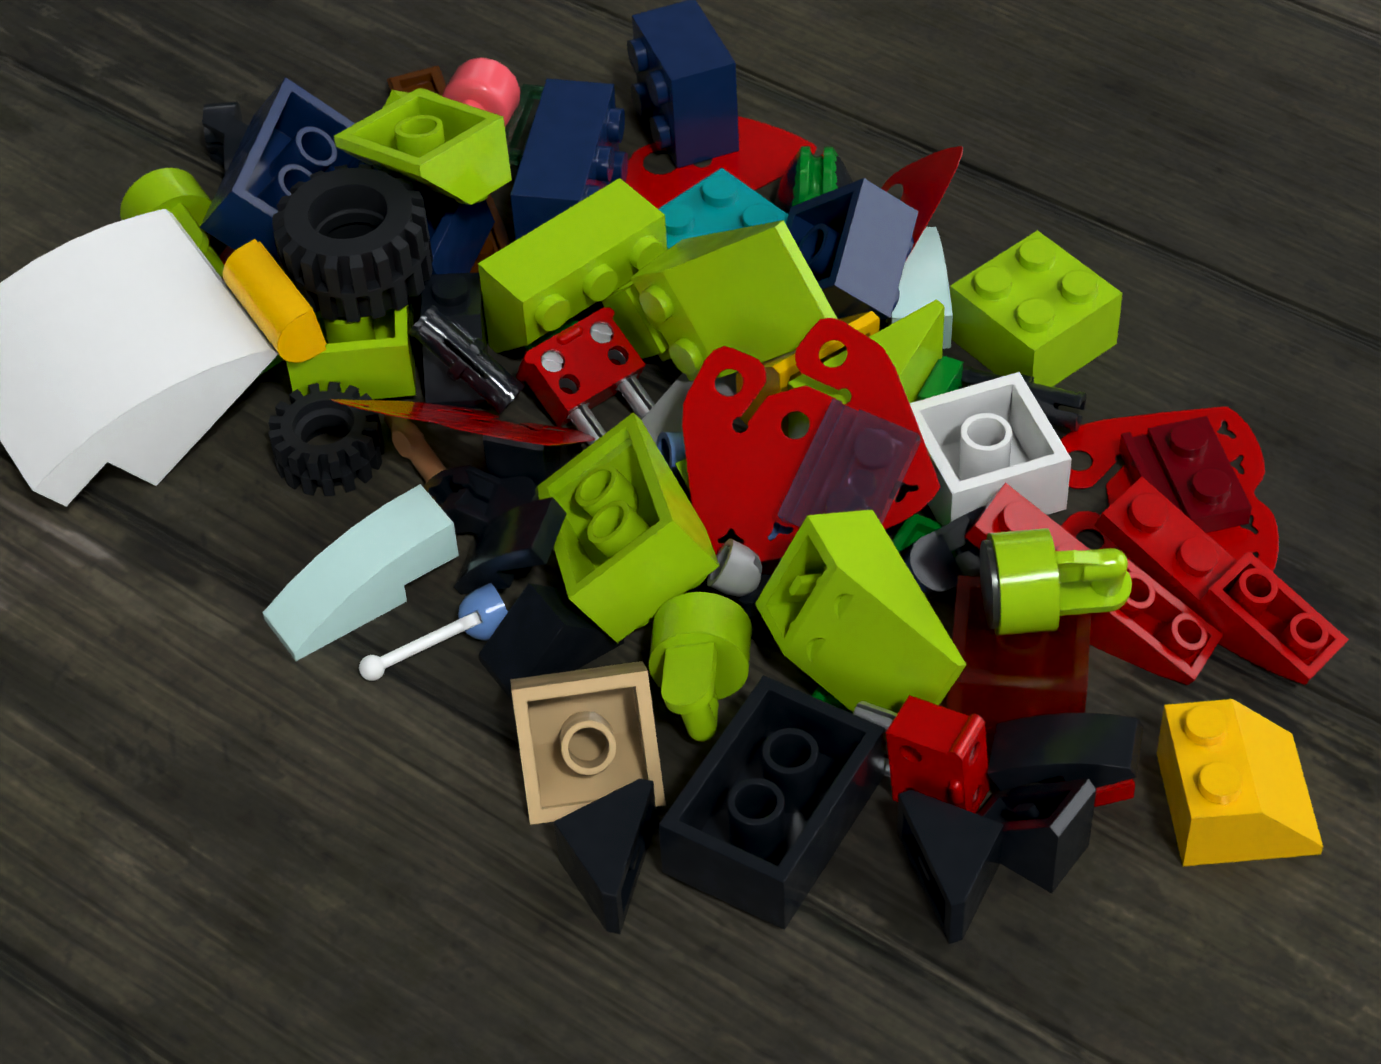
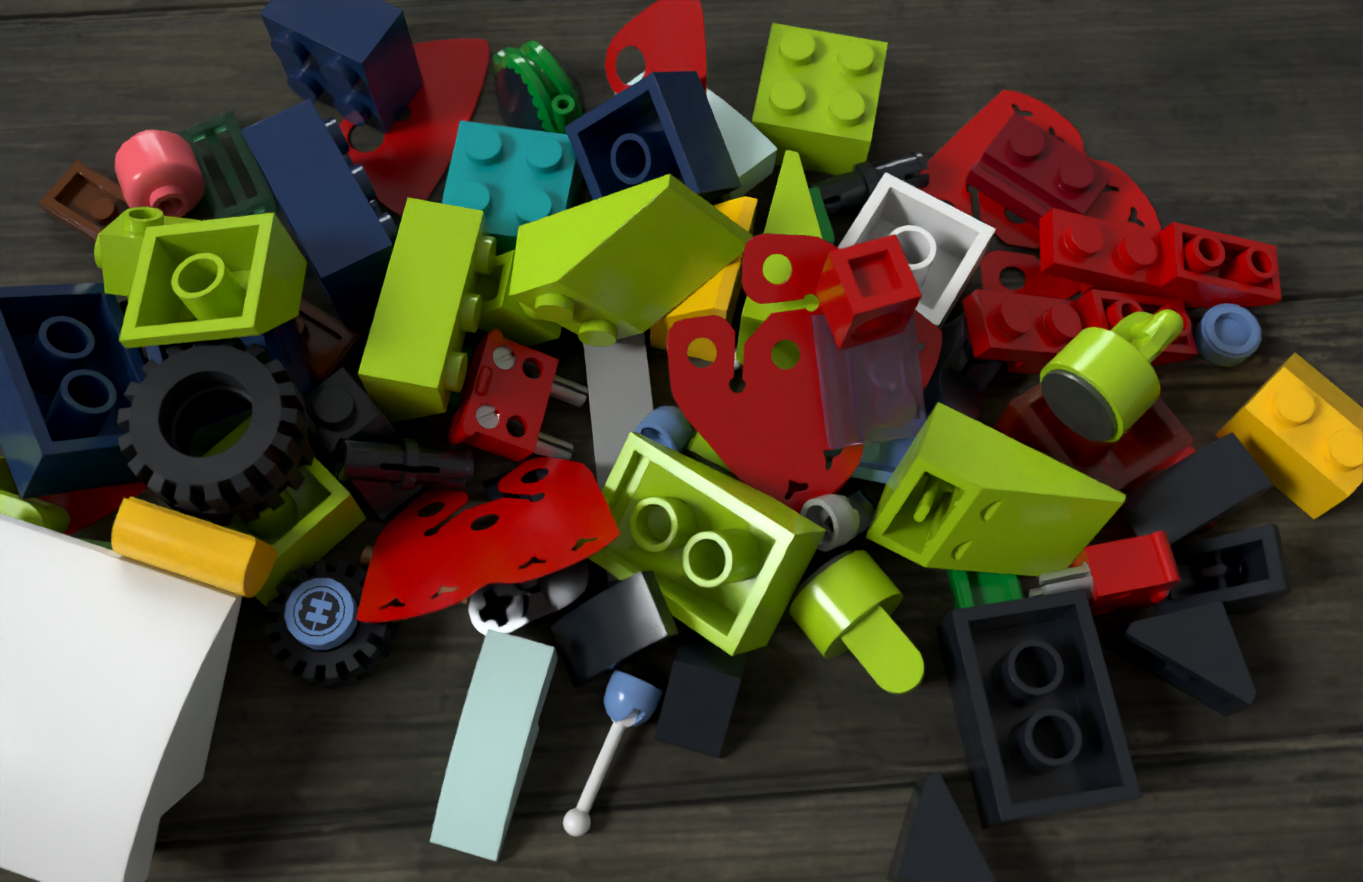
camera: 45 degrees left, 20 degrees up
(316, 415) = (321, 613): none -> medium blue tile
(584, 737) = (827, 758): tan slope -> none
(863, 381) = (867, 292): none -> red brick
(1244, 679) = (1227, 334): none -> medium blue tile

